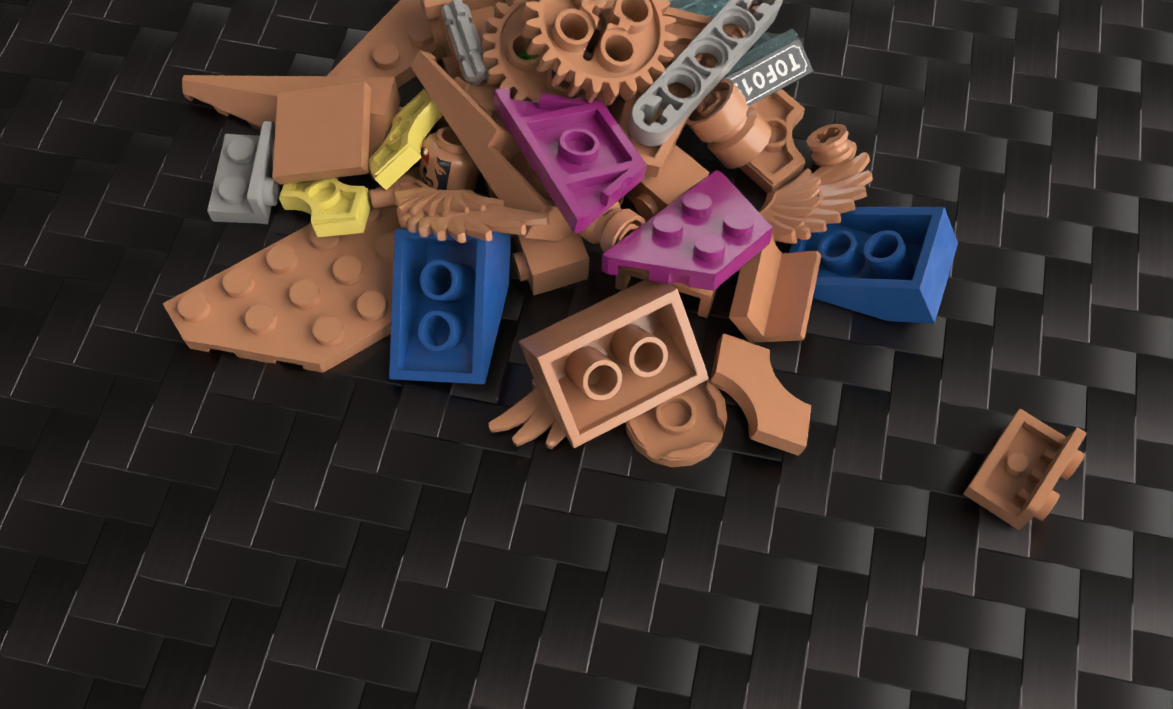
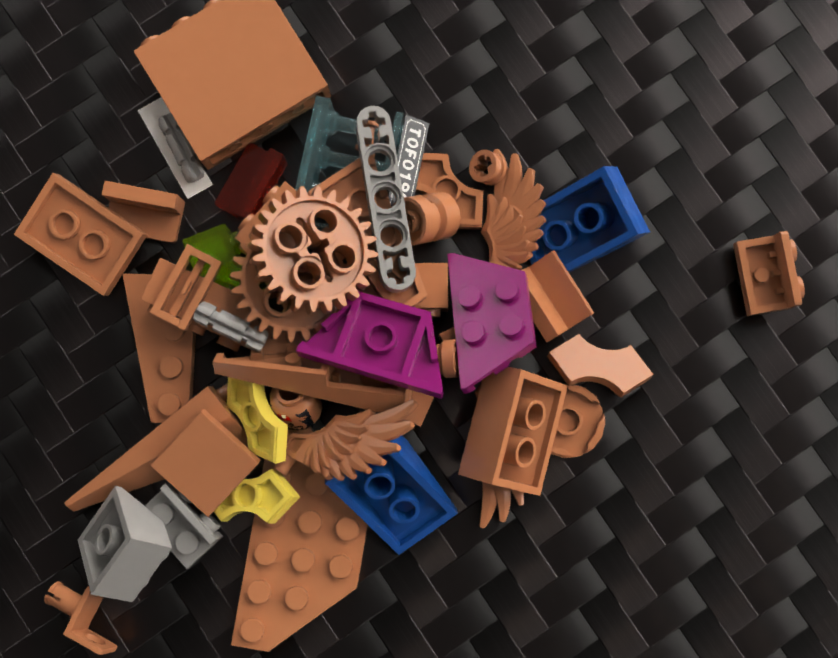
camera: 40 degrees left, 20 degrees up
(88, 163) = (82, 611): none -> nougat bracket
(179, 142) = (122, 547): none -> light grey slope

